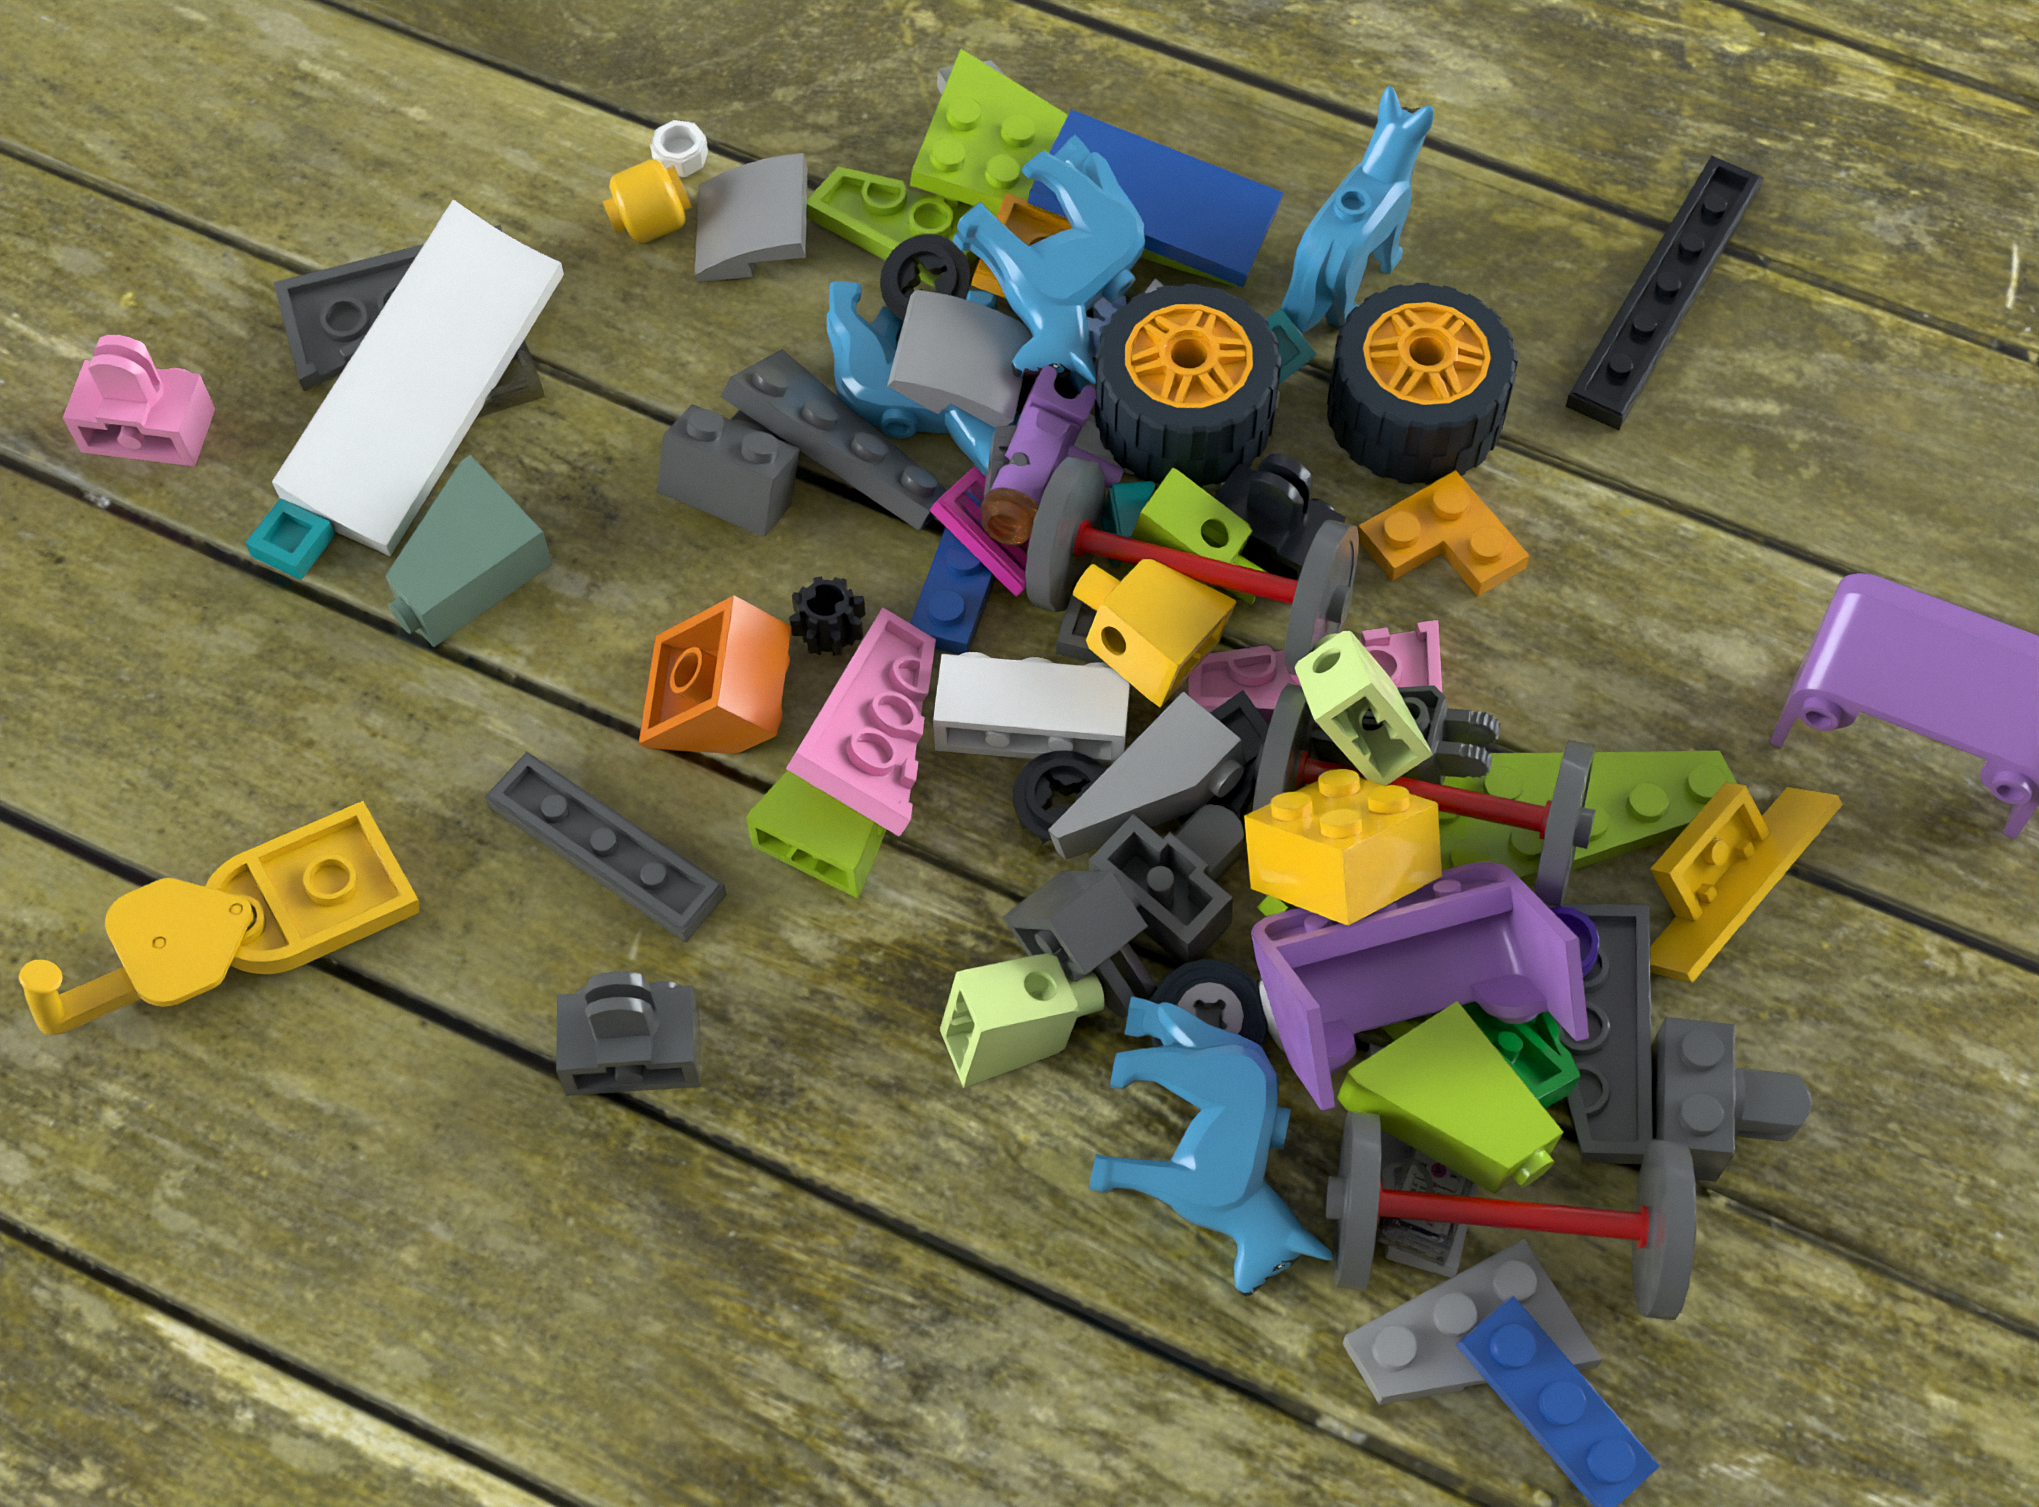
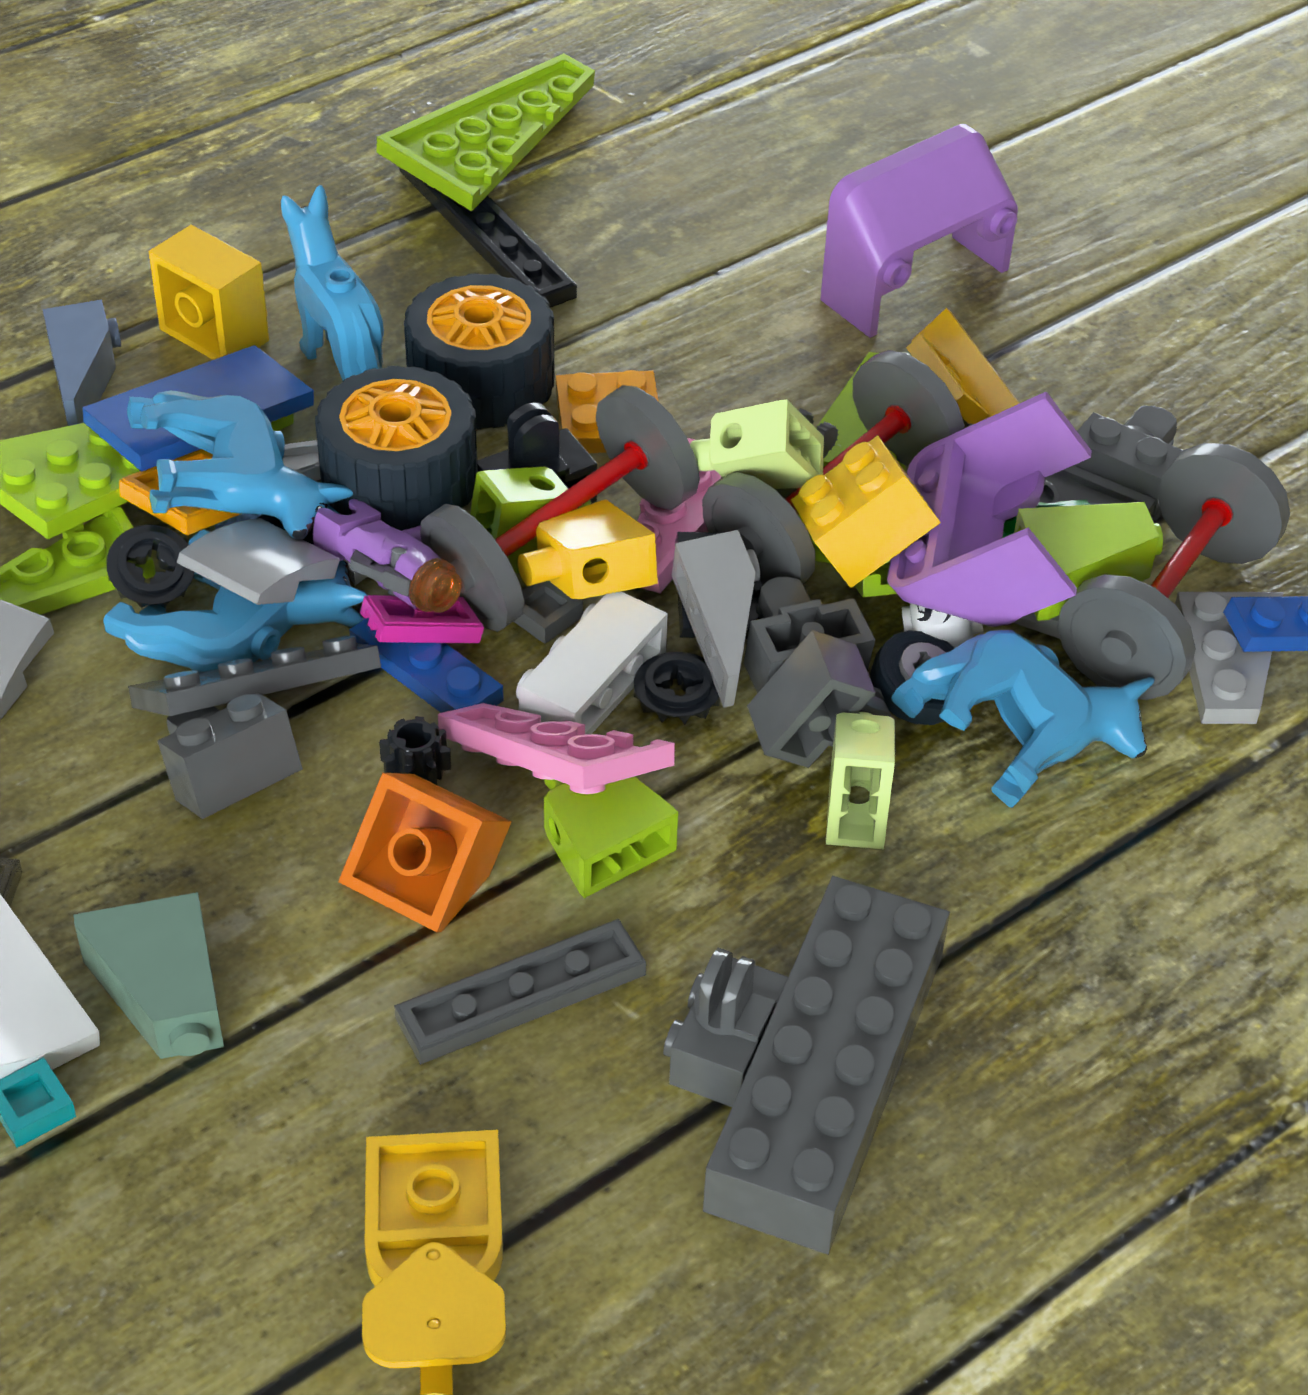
camera: 65 degrees left, 15 degrees down
(632, 1143) = (826, 1065): none -> dark grey brick
(1180, 73) = (81, 353): none -> sand blue slope
(1329, 114) = (208, 293): none -> yellow brick
(1787, 204) = (484, 136): none -> lime wing

